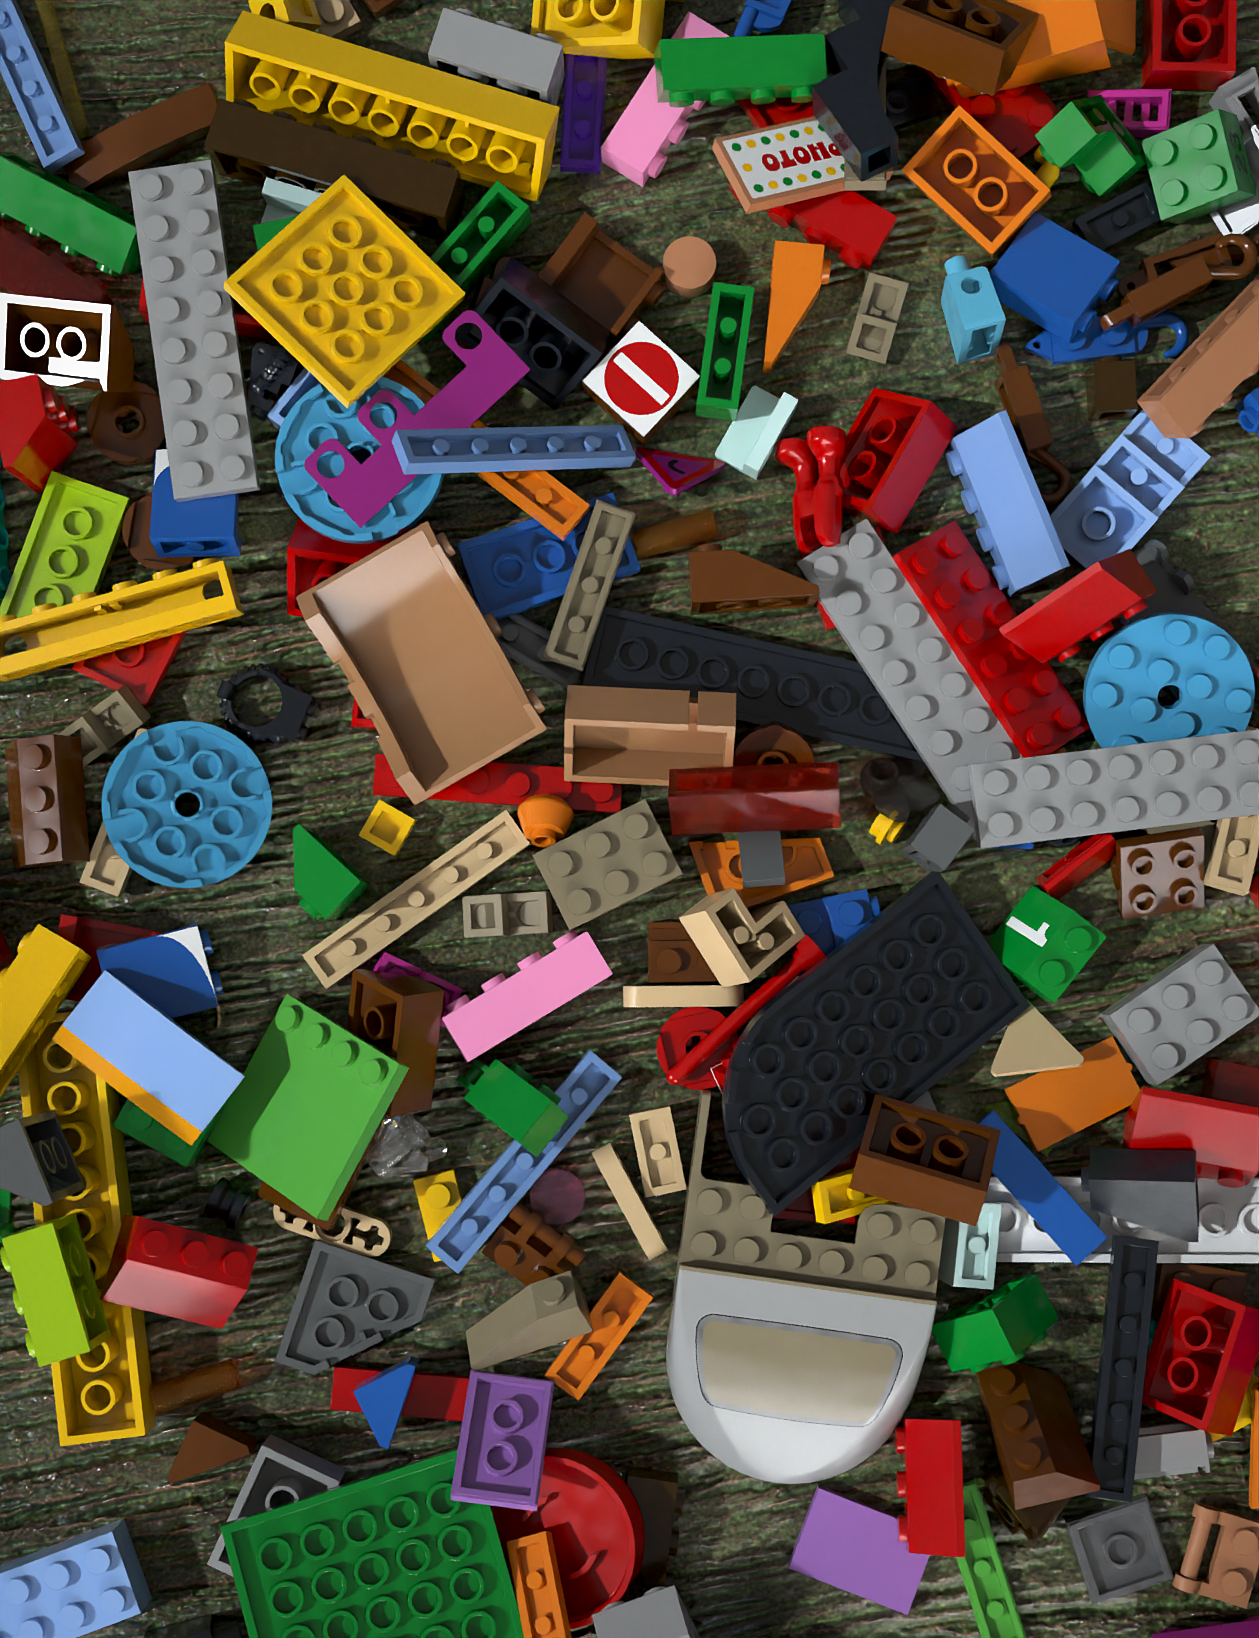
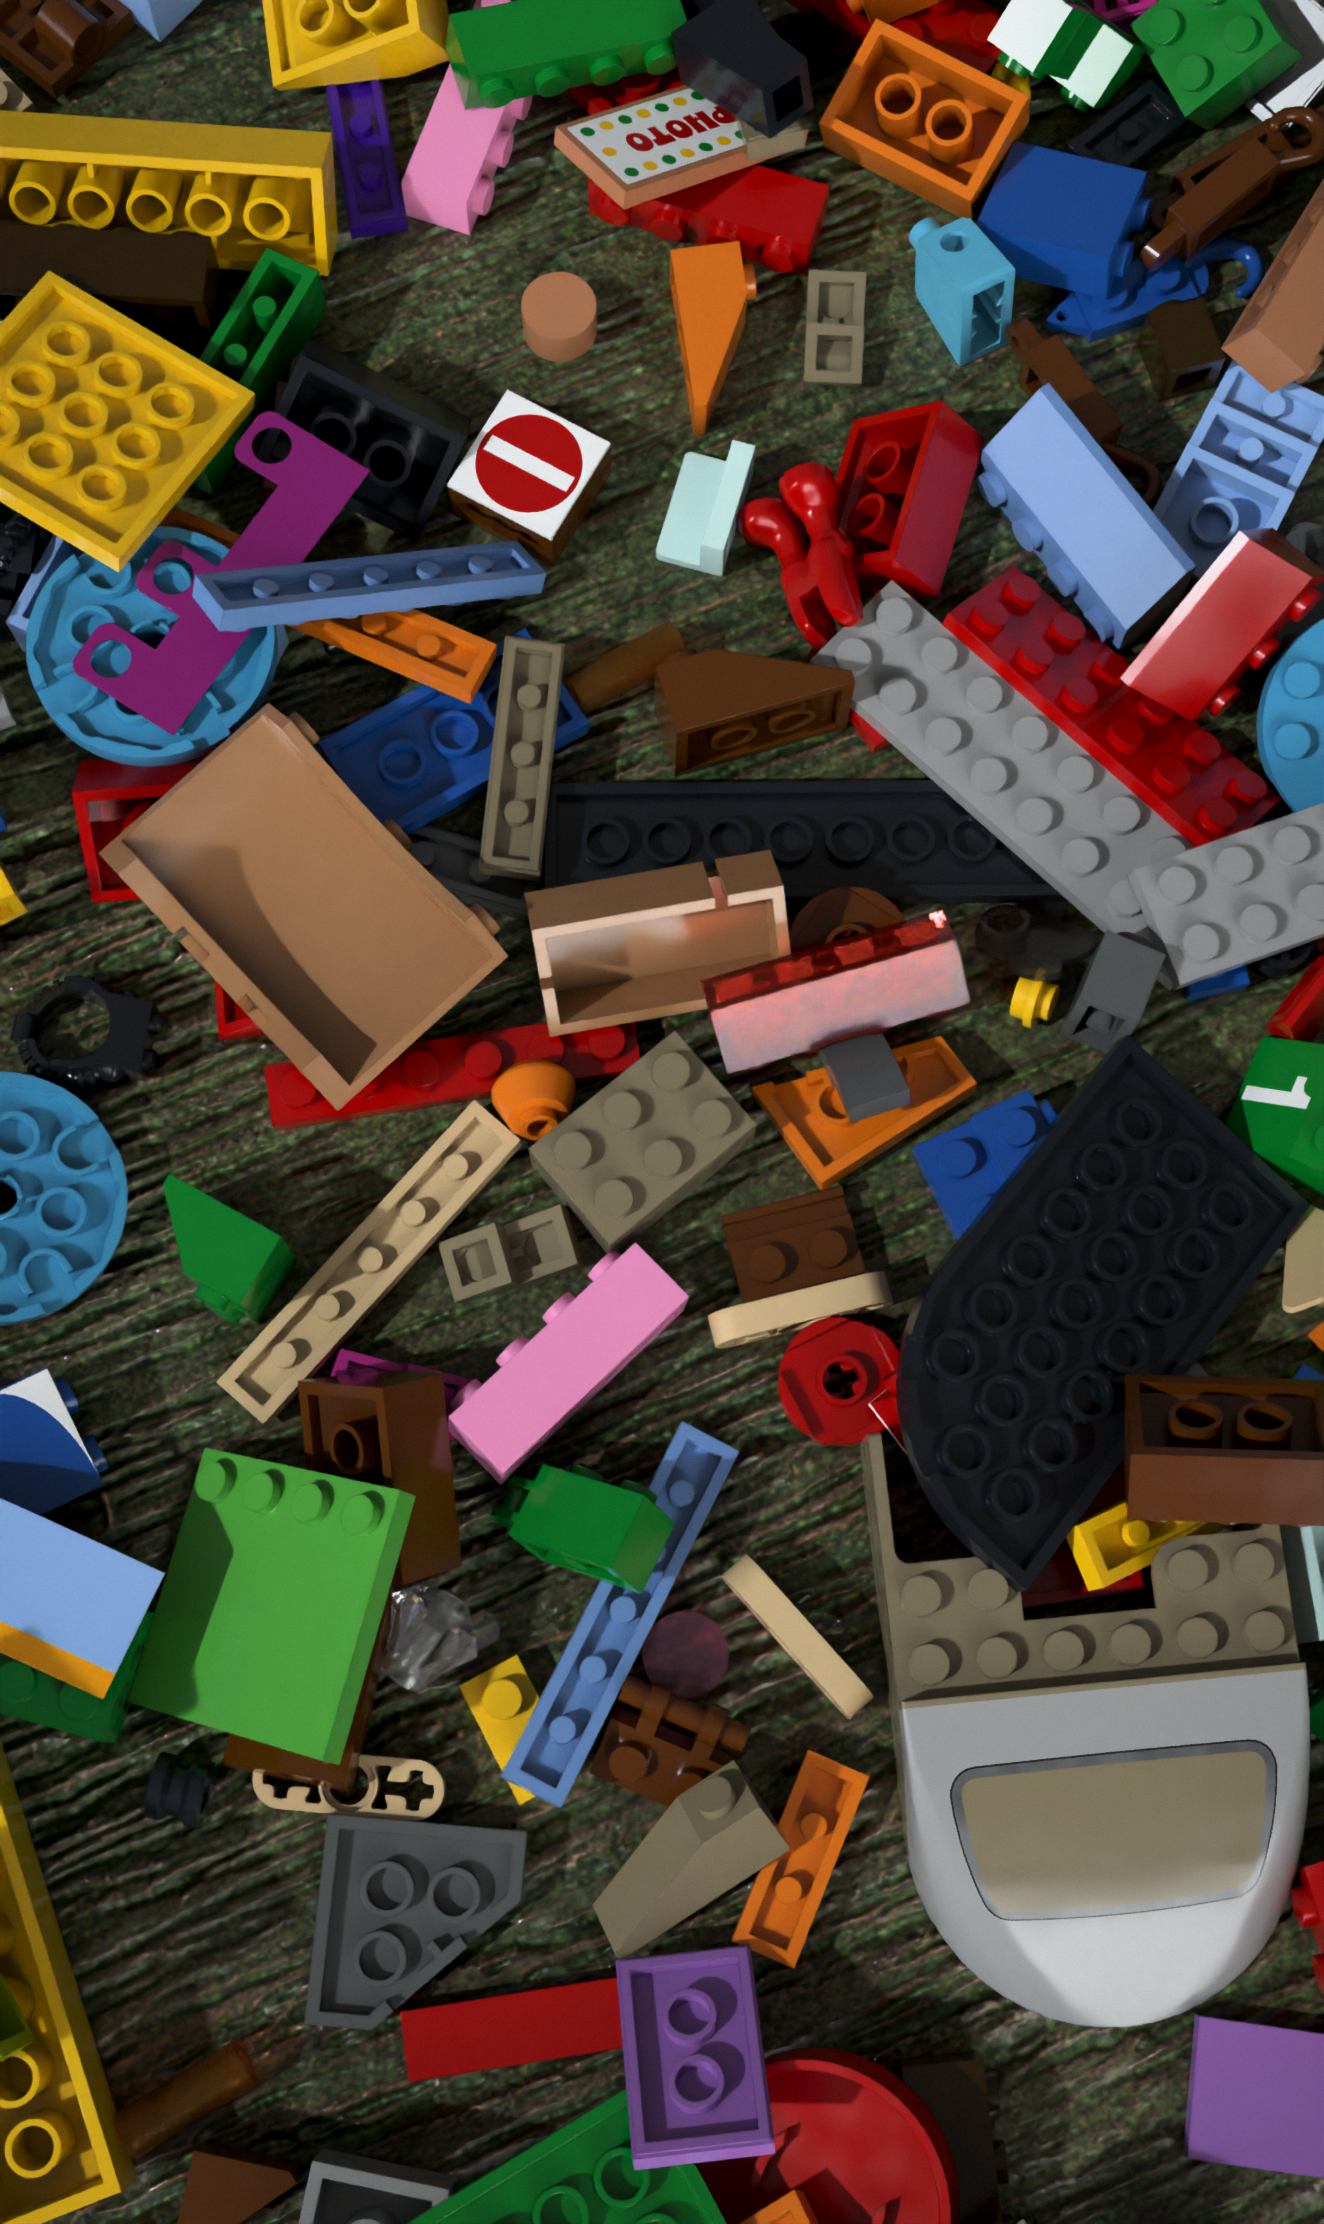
camera: 20 degrees left, 10 degrees down
(177, 1271) = (121, 1910): red slope -> none
(384, 1398) = (491, 2038): blue slope -> none
(387, 828) = (304, 1168): yellow plate -> none
(498, 55) = (231, 85): light grey brick -> none
(603, 278) = (445, 351): reddish brown panel -> none
(657, 1151) = (820, 1551): tan plate -> none
(678, 471) = (610, 583): piece -> none
(724, 351) = (636, 408): green brick -> none
(740, 942) = (862, 1202): tan brick -> none
(803, 959) = (966, 1200): red piece -> none

